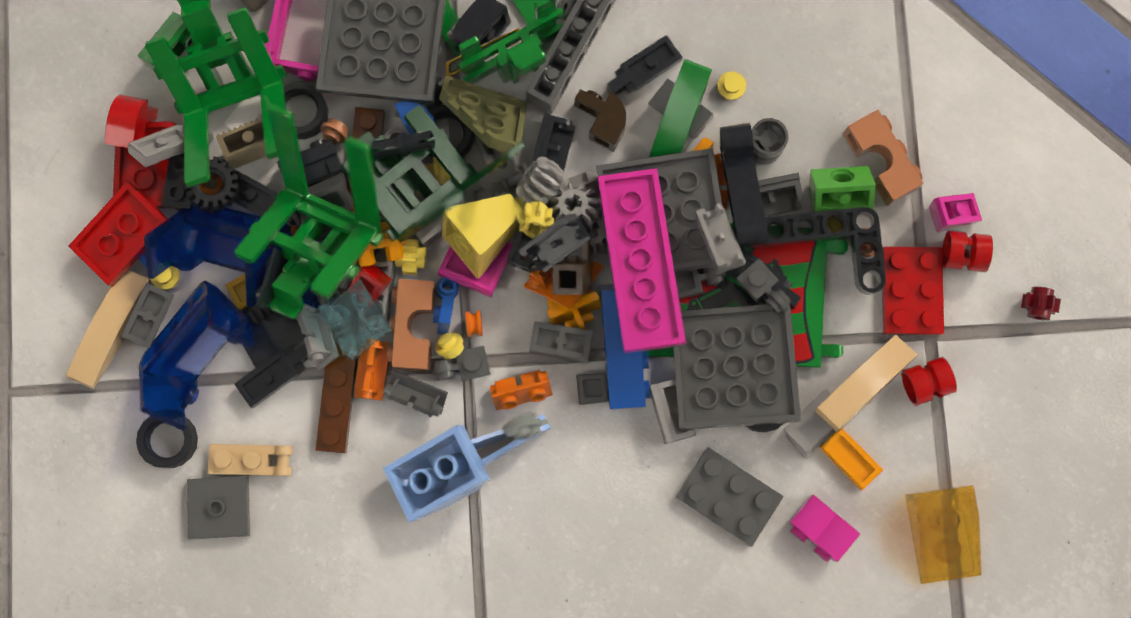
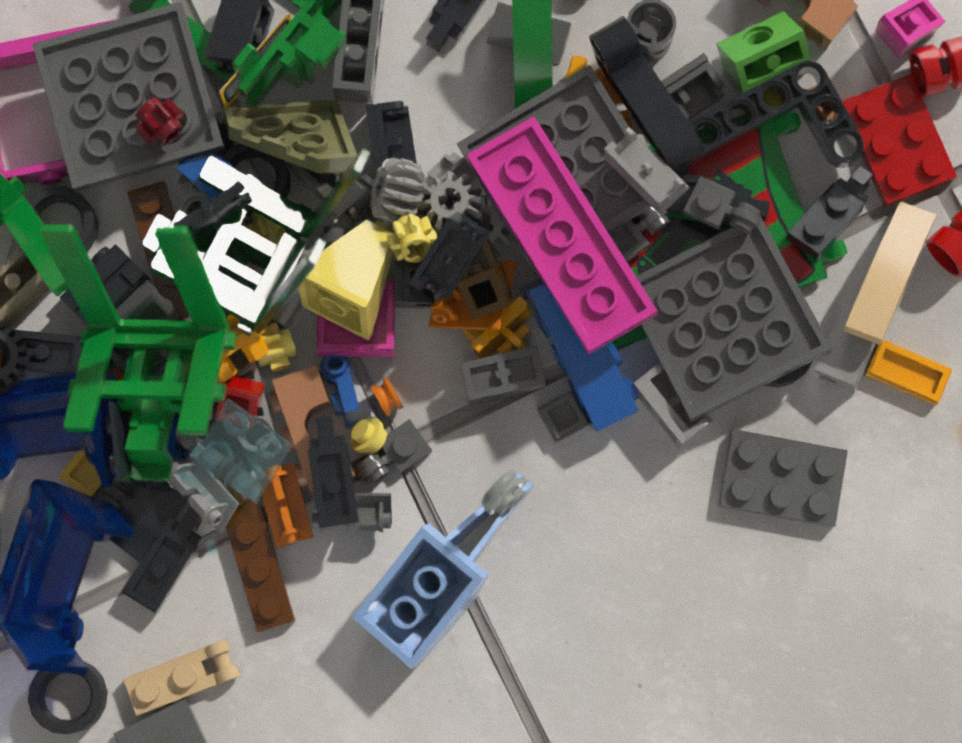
camera: 25 degrees left, 0 degrees up
(334, 131) = (114, 231): nougat plate -> none
(393, 66) = (159, 121): none -> dark red gear
(410, 363) = (332, 477): none -> black hinge
(508, 395) = (493, 445): orange hinge -> none
(609, 116) = (447, 77): dark brown brick -> none
(823, 529) = (912, 469): dark pink brick -> none
(841, 324) = (831, 214): none -> black hinge

